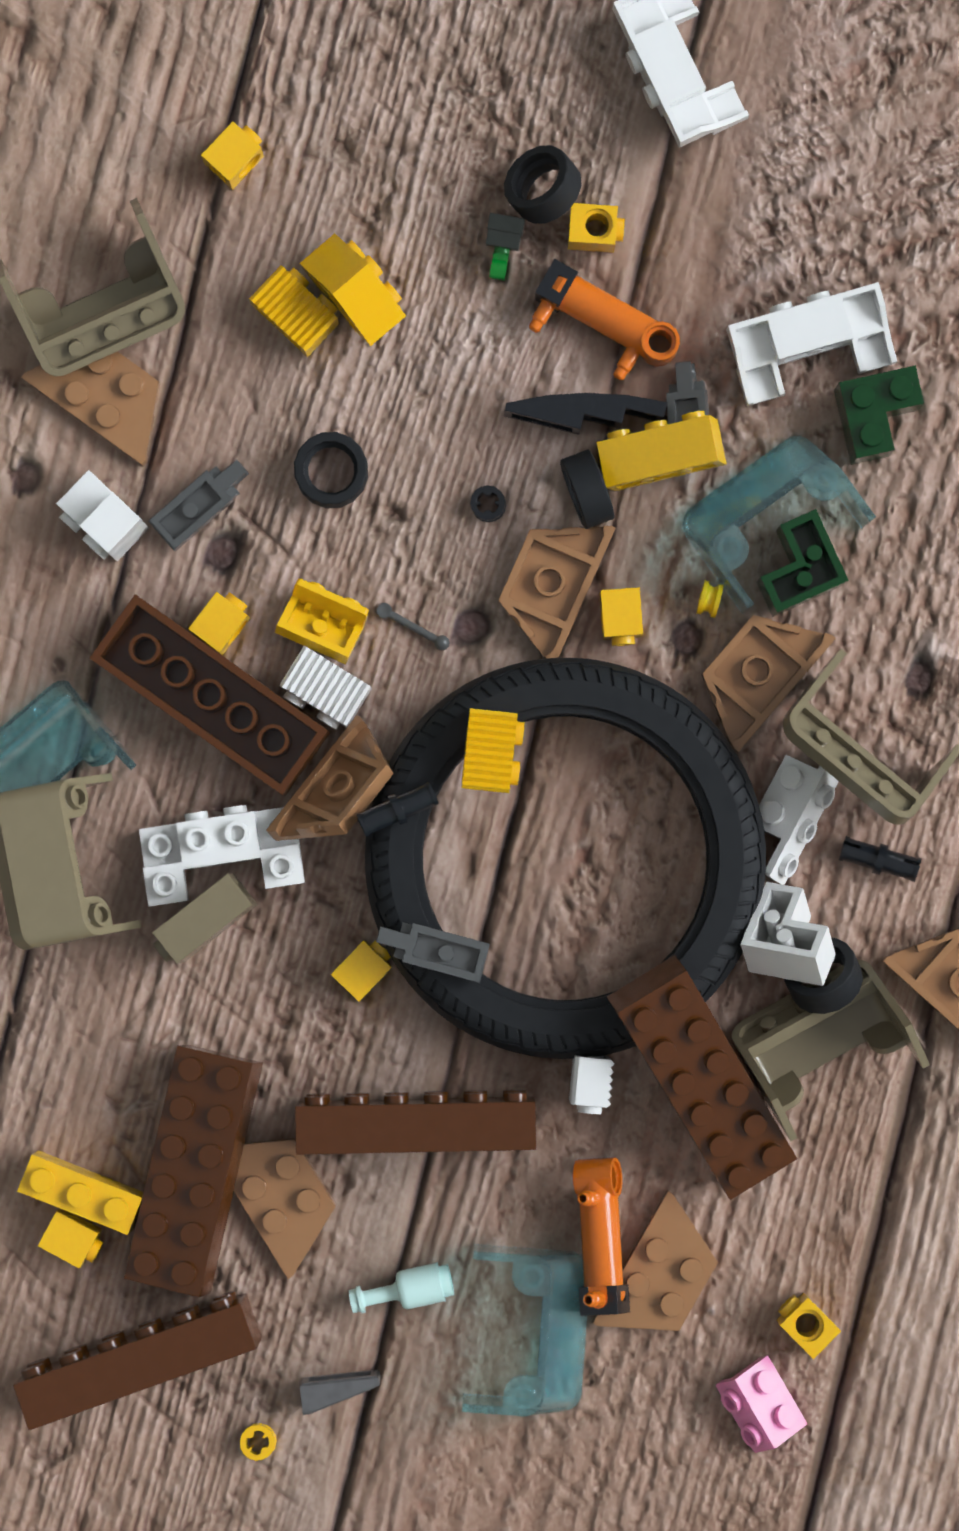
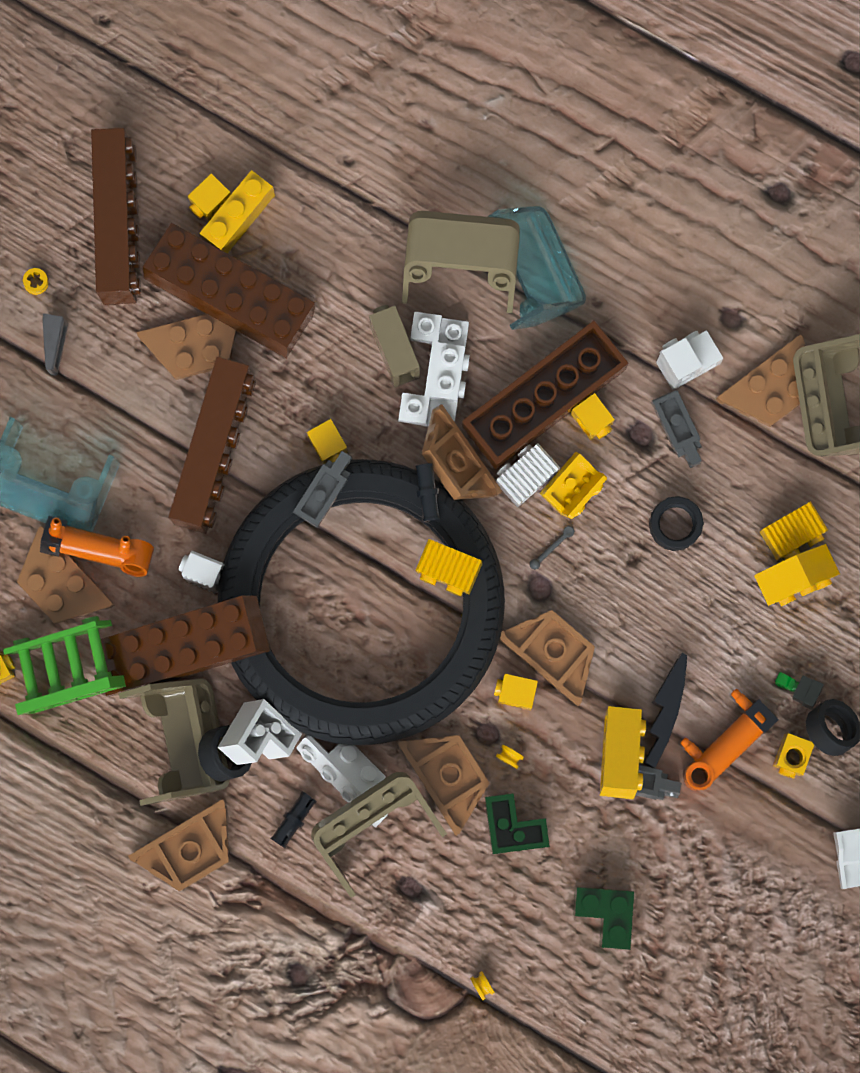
camera: 105 degrees right, 5 degrees down
(412, 1288) = (104, 412): light aqua piece -> none
(488, 491) = (613, 621): black bush -> none
(587, 489) = (610, 693): black tyre -> none
(715, 520) = (586, 839): clear light blue windscreen -> none
(806, 330) = (677, 883): white bracket -> none
(813, 1225) = (80, 687): none -> bright green fence

